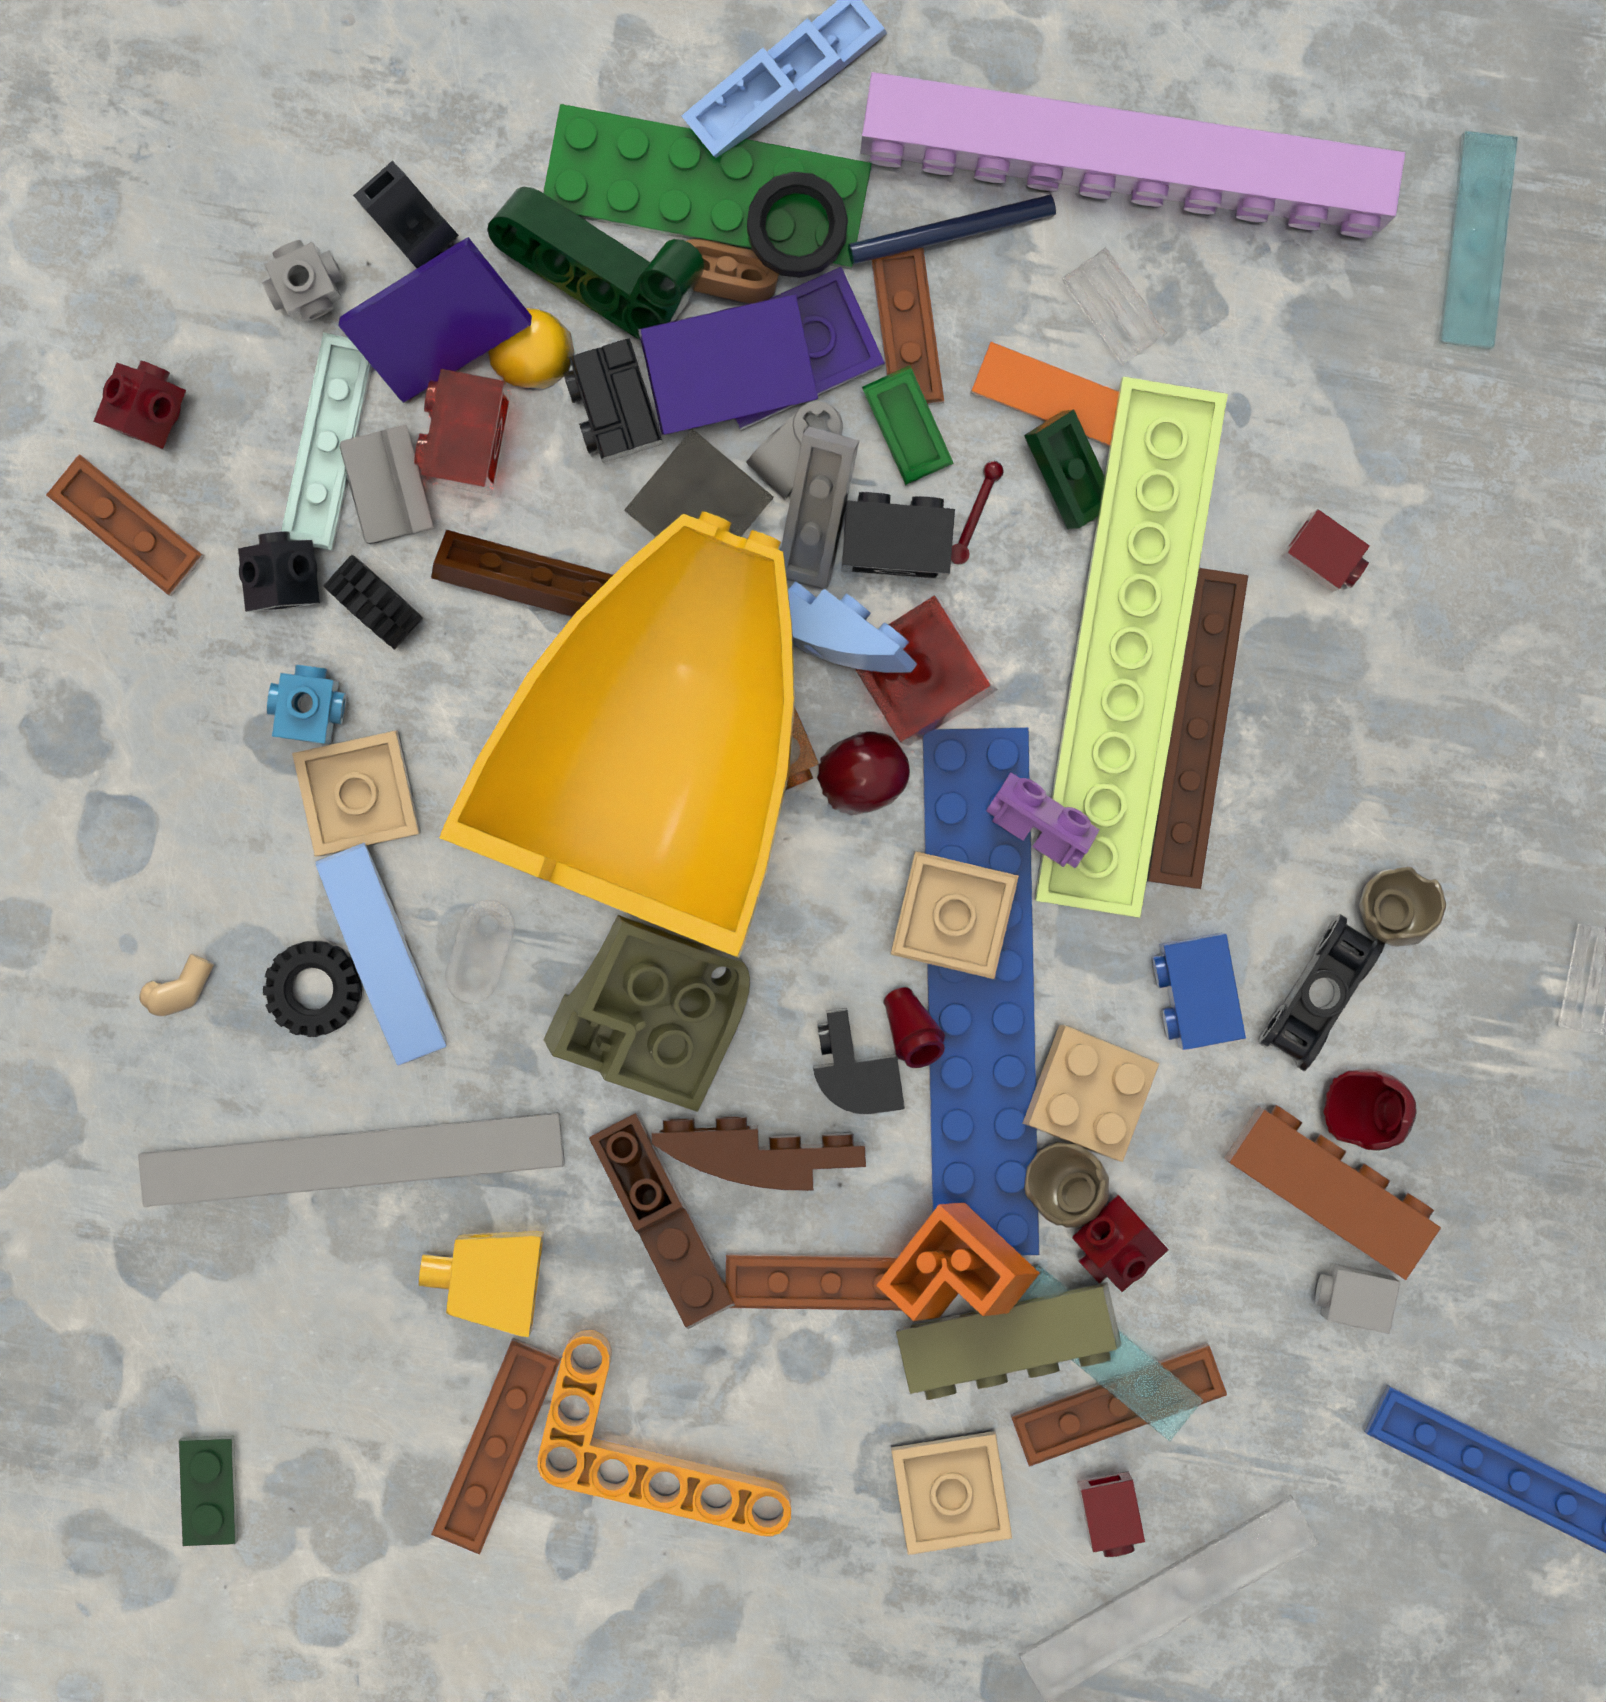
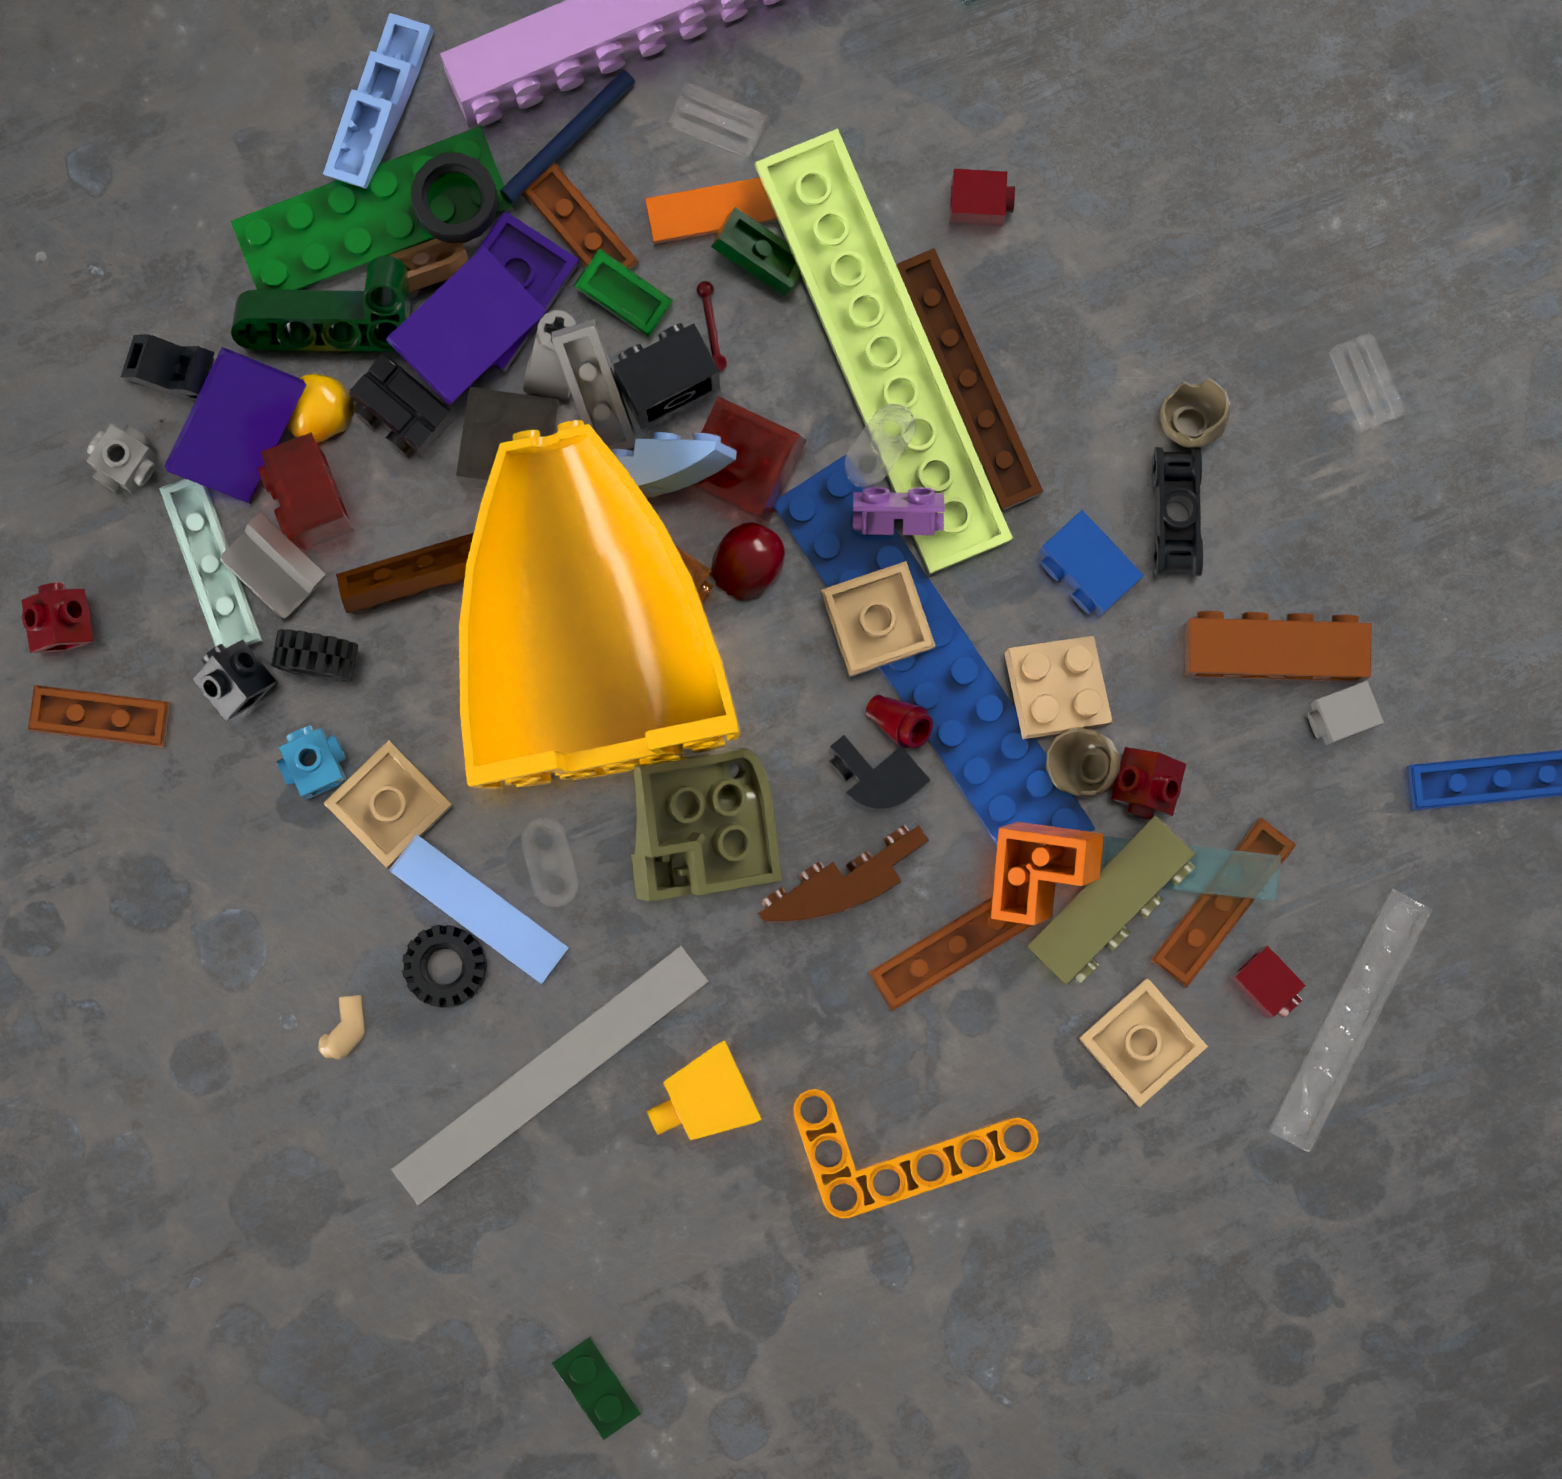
camera: 35 degrees left, 5 degrees down
(496, 1446) = (788, 1220): dark orange tile -> none
(662, 1220) = (805, 975): reddish brown slope -> none
(1065, 745) = (879, 446): none -> clear plate
(1369, 1109) = (1265, 572): dark red hair -> none

